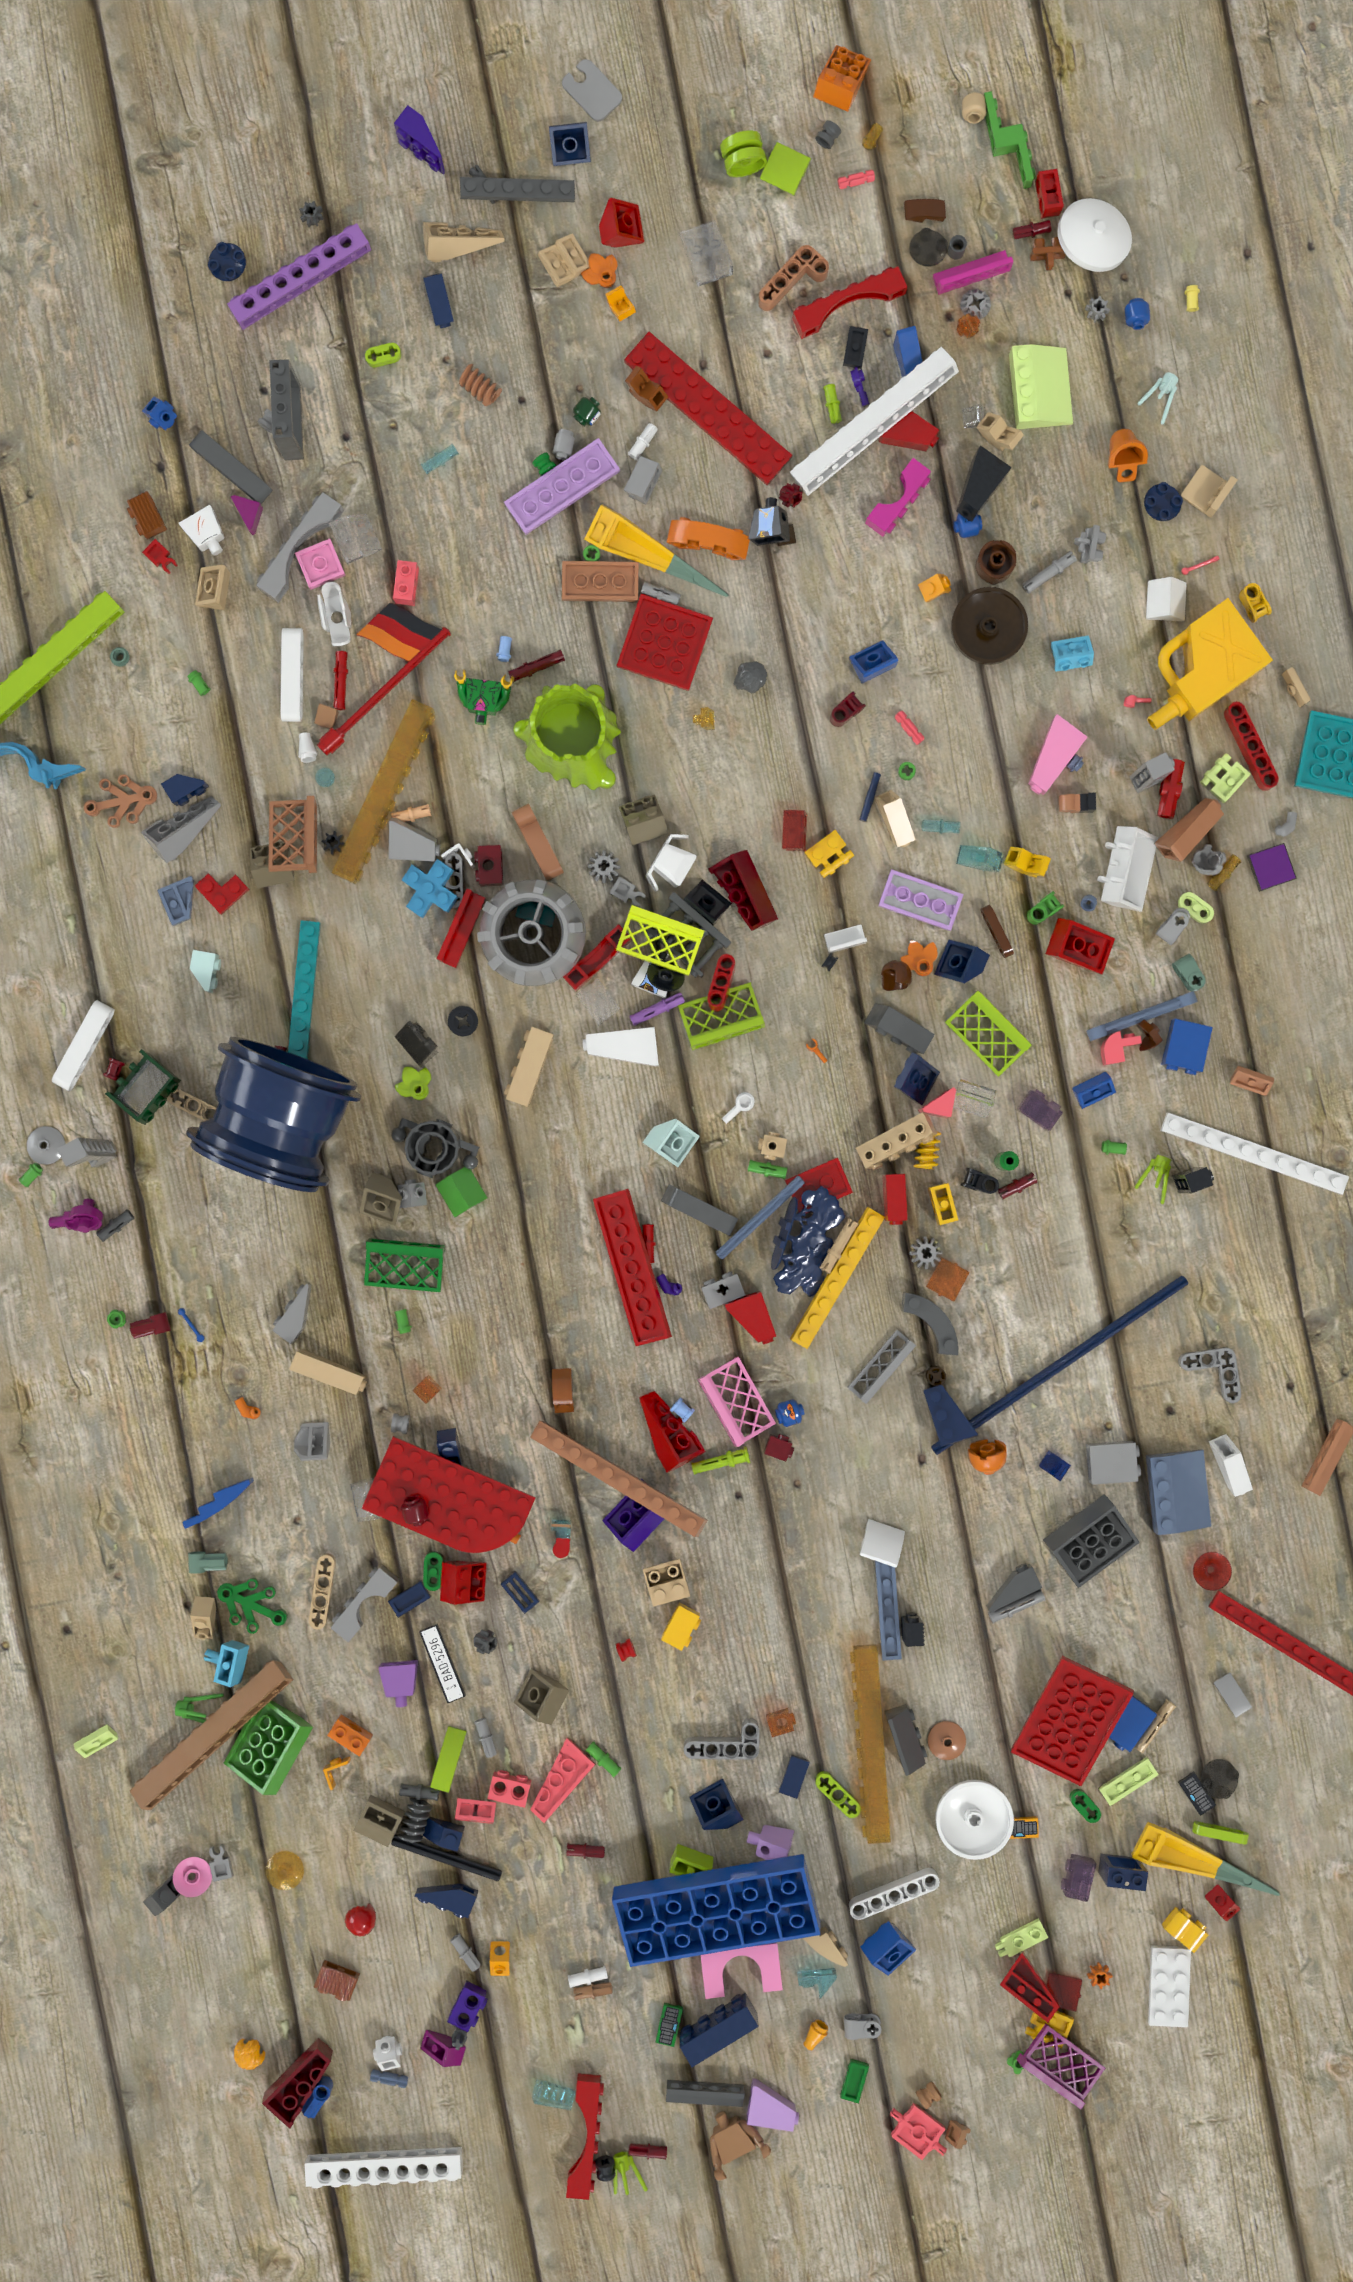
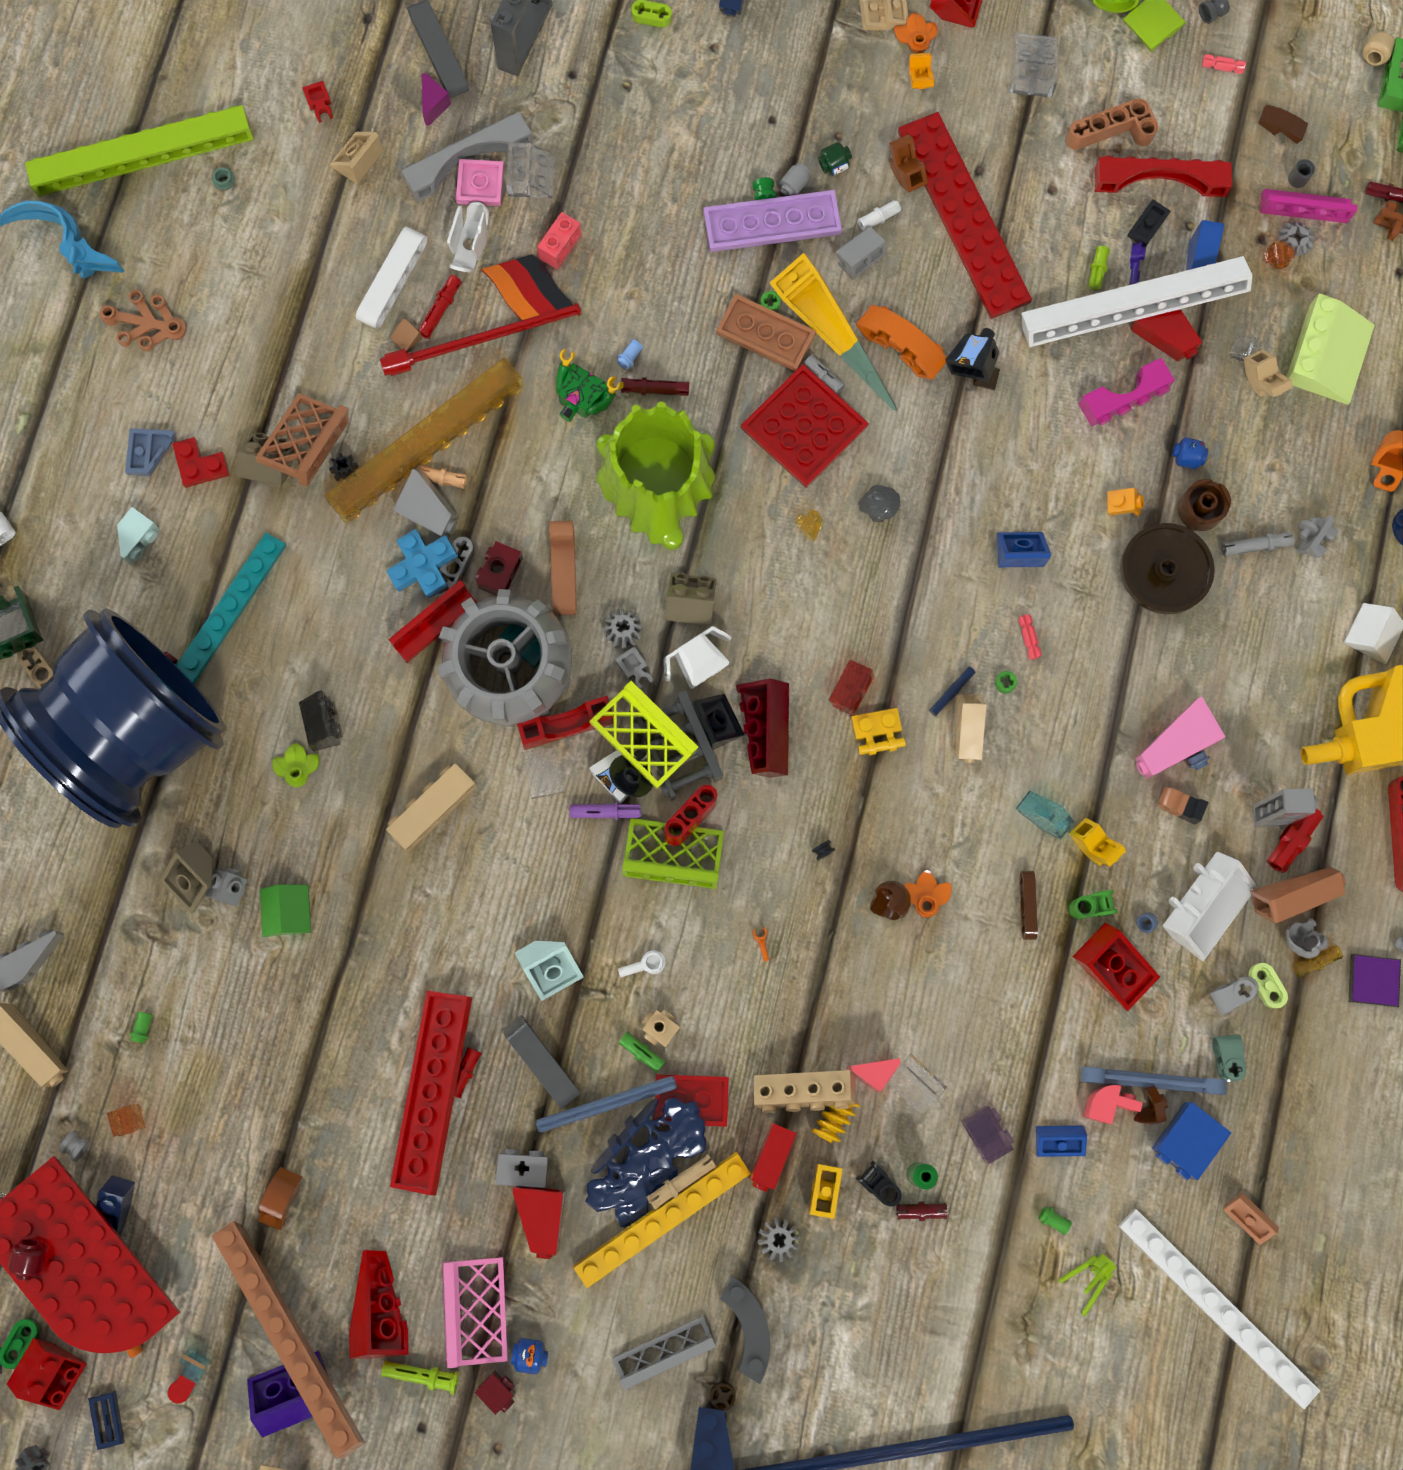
camera: 20 degrees right, 10 degrees down
(147, 515) = (327, 55): dark orange brick -> none
(175, 834) = (178, 382): light grey wedge -> none
(182, 788) = (214, 338): dark blue slope -> none
(198, 682) = (289, 237): bright green pin -> none
(204, 530) = (378, 95): white torso -> none
(306, 748) = (367, 358): white cone -> none
(325, 777) = (371, 397): clear light blue plate -> none
(404, 1248) = (187, 944): green fence -> none
(419, 1138) = (267, 826): dark grey piece -> none
(439, 459) = (658, 137): clear light blue pin -> none
(466, 853) = (473, 534): white bracket -> none
(472, 1020) = (373, 721): black gear -> none
(479, 387) = (735, 84): nougat piece -> none
(626, 1045) = (551, 835): white slope -> none
(669, 1287) = (462, 1135): dark purple arm -> none
(682, 1410) = (406, 1290): light blue bush -> none
(790, 495) = (1011, 337): dark red gear -> none
(845, 938) = (852, 833): white panel -> none
(849, 708) = (973, 586): dark red piece -> none
(870, 140) = (1254, 33): clear yellow pin -> none
(899, 1028) = (868, 962): dark grey wedge -> none
(916, 1078) = (861, 1028): dark blue plate -> none
(920, 900) = (957, 830): piece -> none
(928, 247) = (1270, 161): clear smoke dish -> none
(941, 826) = (1016, 759): clear light blue axle -> none
(947, 1279) = (790, 1284): clear orange piece -> none
(961, 962) = (973, 920): dark blue slope -> none
(982, 481) = (1226, 416): black slope -> none
(1003, 1024) = (987, 1010): lime fence -> none
(1072, 653) = (1246, 641): medium azure bracket -> none
(1130, 701) = (1290, 721): coral hand -> none
(1193, 1180) = (1133, 1305): black brick -> none
(1229, 782) = (1363, 863): yellowish green plate -> none

